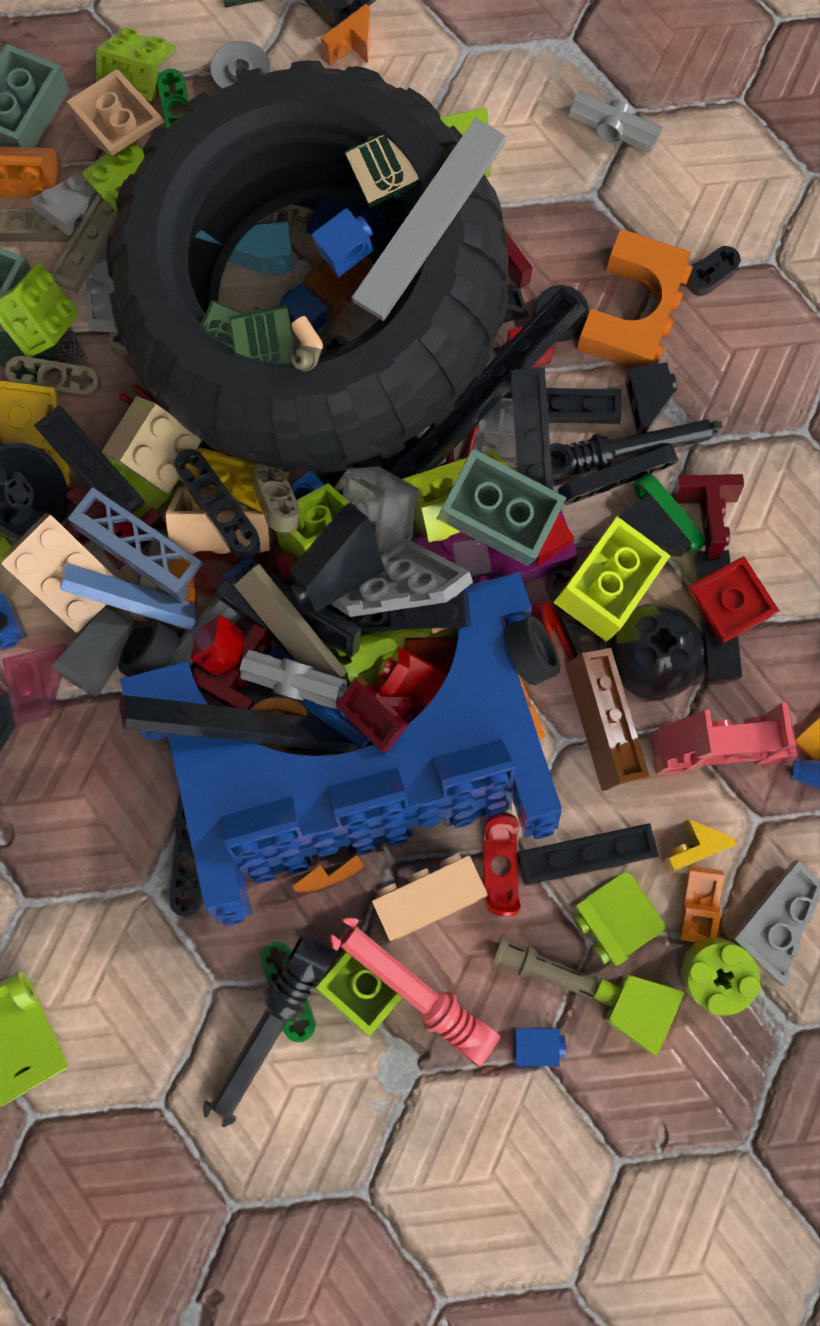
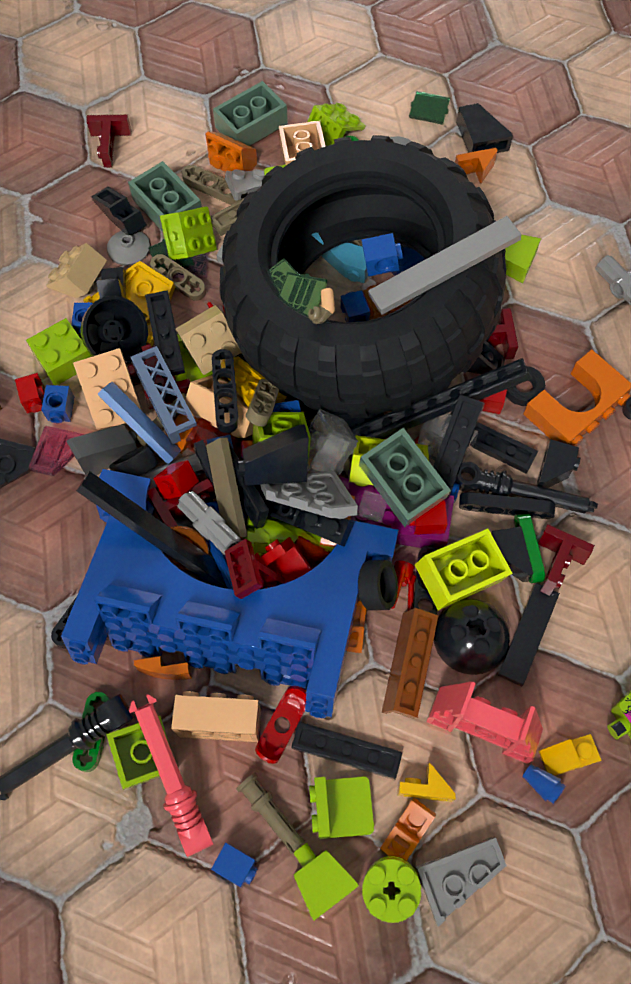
camera: 30 degrees right, 10 degrees down
(381, 169) = (431, 225): piece -> none
(732, 600) = (543, 627): red plate -> none

